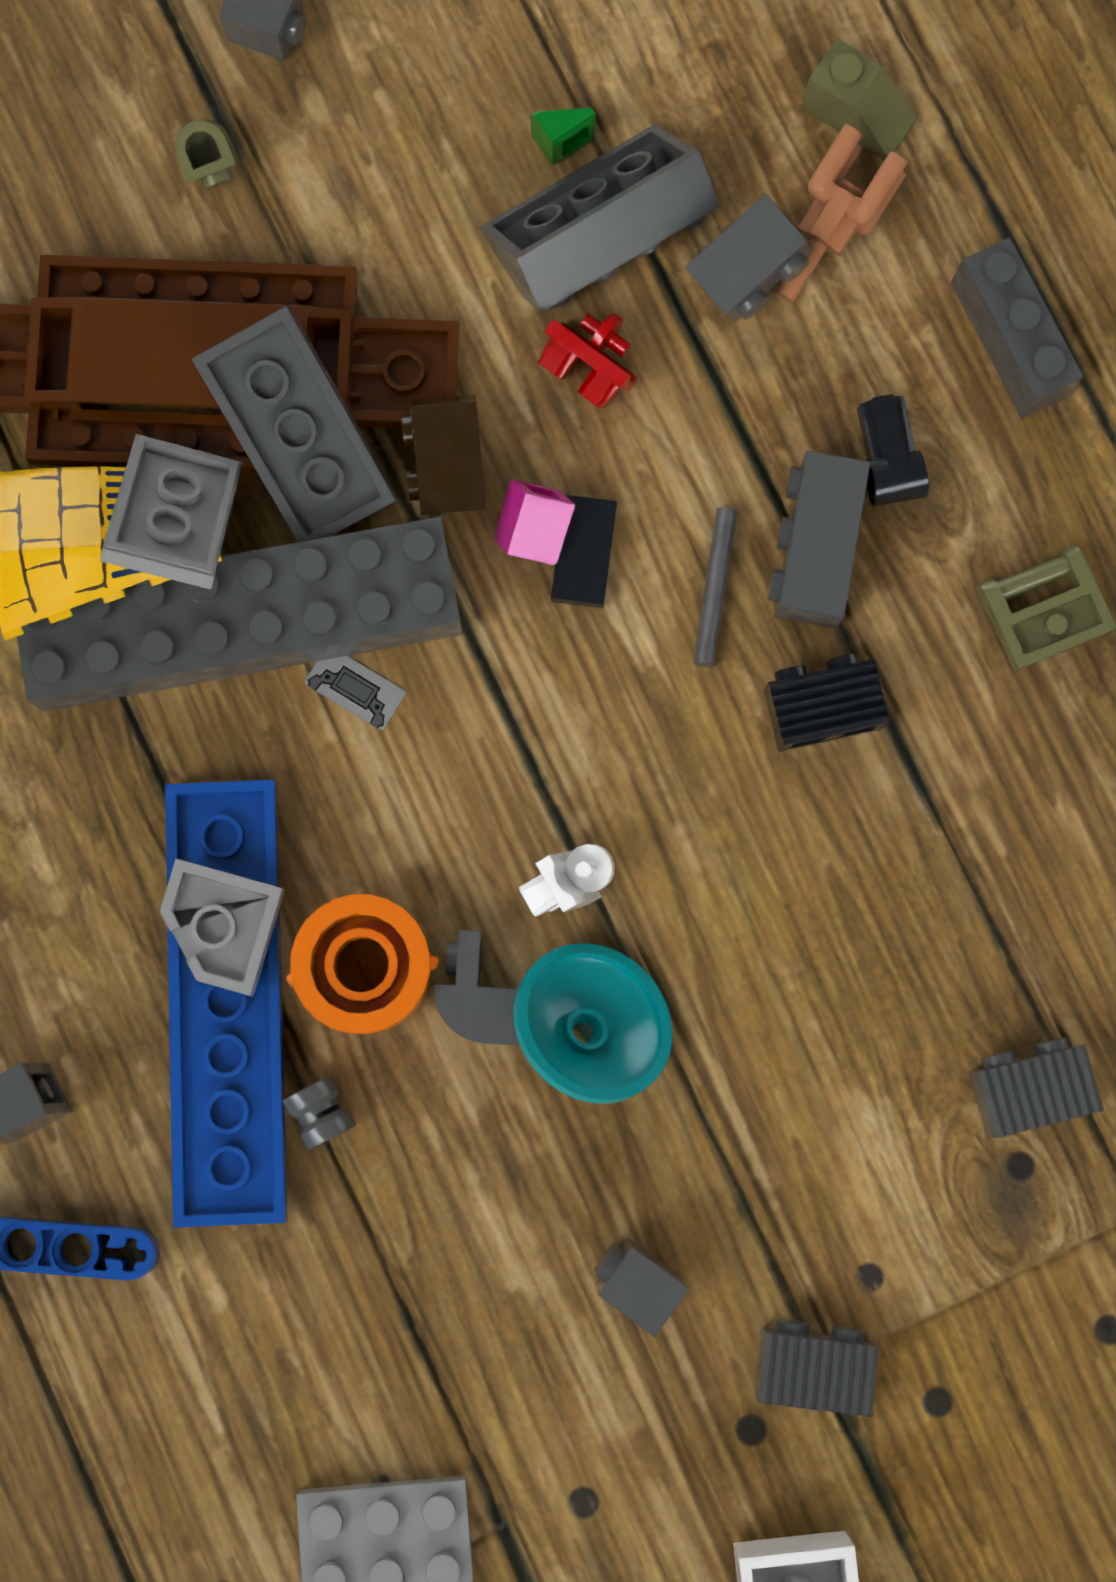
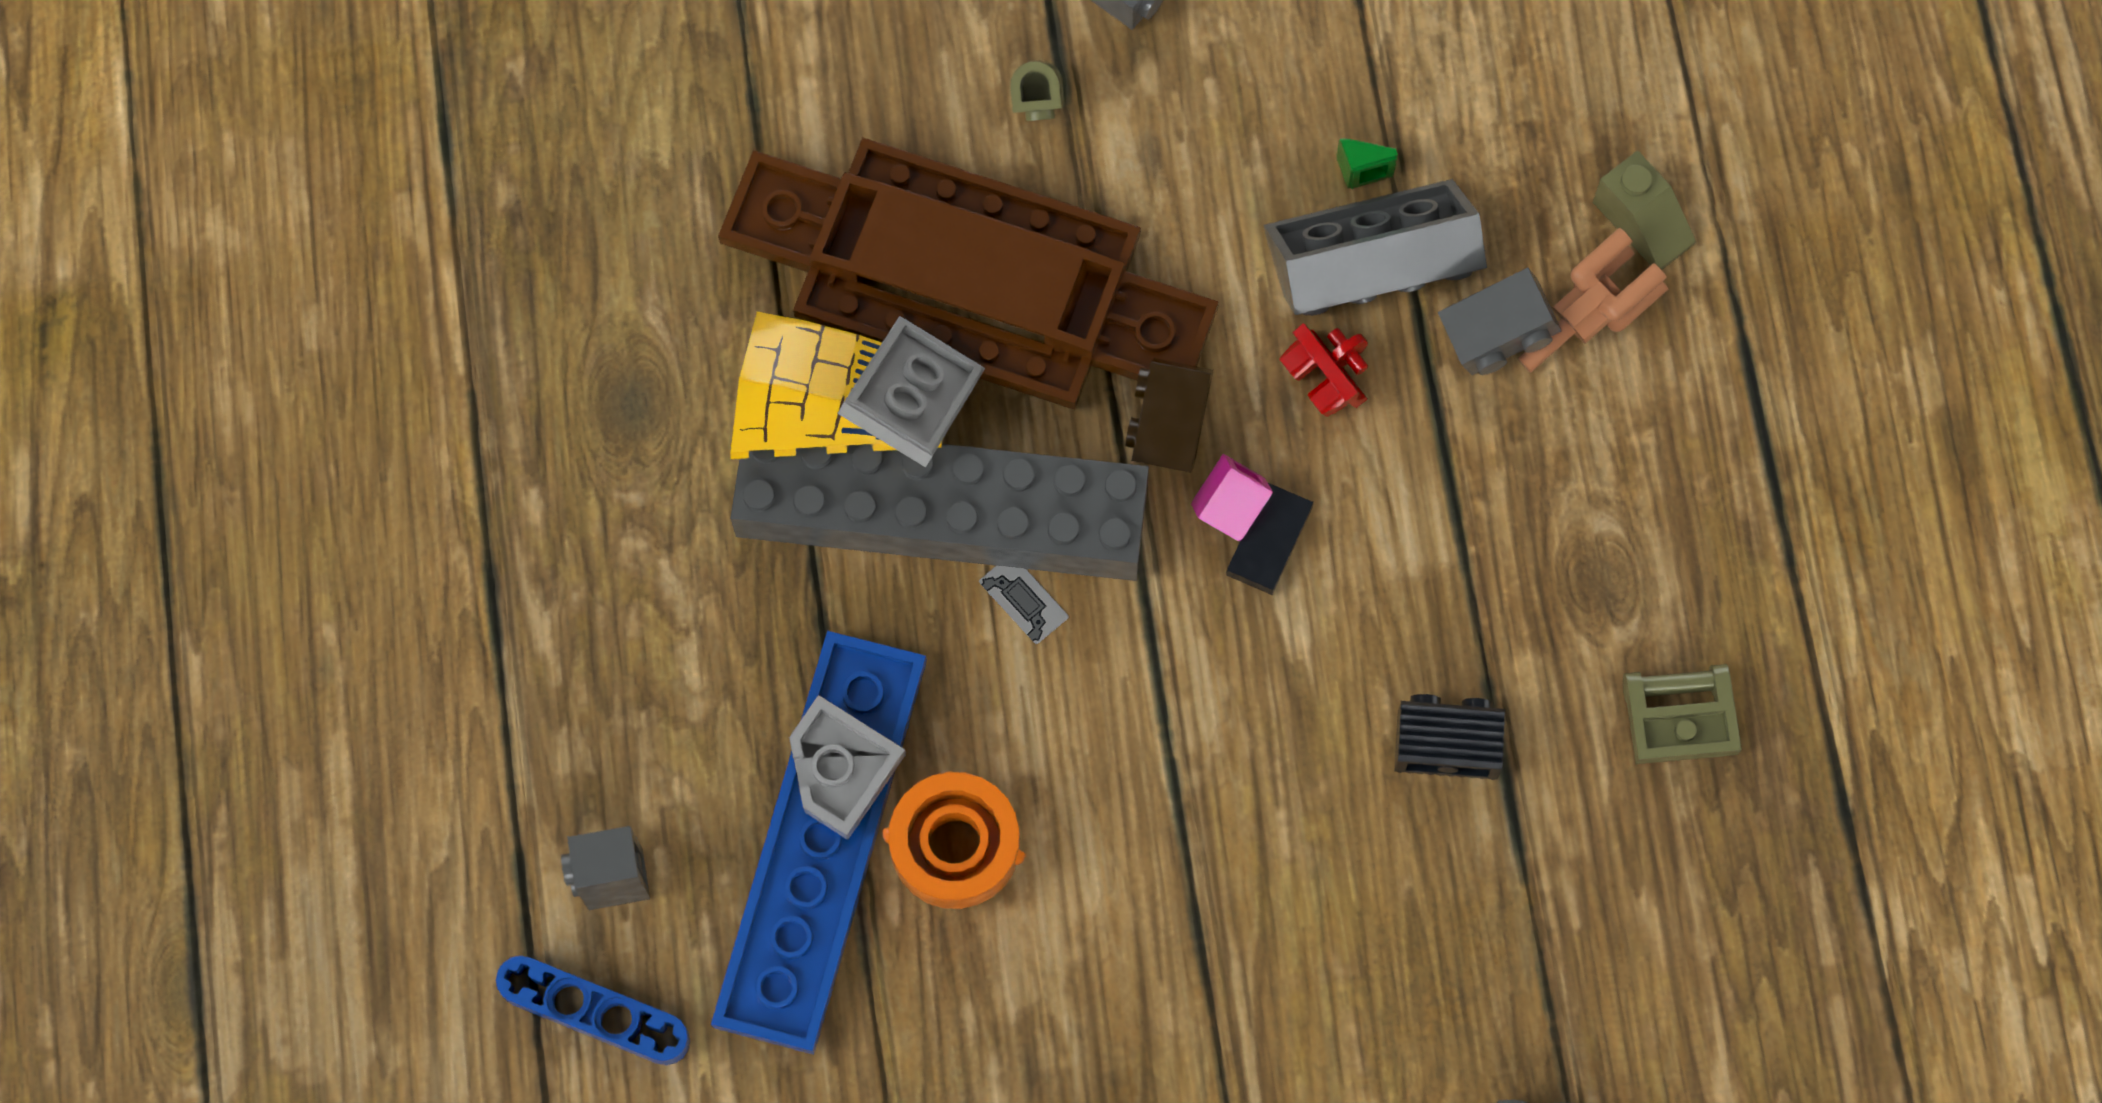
camera: 20 degrees right, 10 degrees down
(295, 426) = (1043, 351): dark grey plate -> none
(312, 1101) = (874, 964): dark grey wheel -> none
(467, 1008) = (1043, 916): dark grey brick -> none
(569, 879) = (1164, 821): white hips -> none
(613, 1008) = (1163, 943): teal dish -> none
(715, 587) = (1380, 606): flat silver bar -> none
(819, 539) = (1488, 589): dark grey brick -> none
(895, 468) = (1577, 544): black piece -> none
(1016, 328) = (1728, 454): dark grey brick -> none

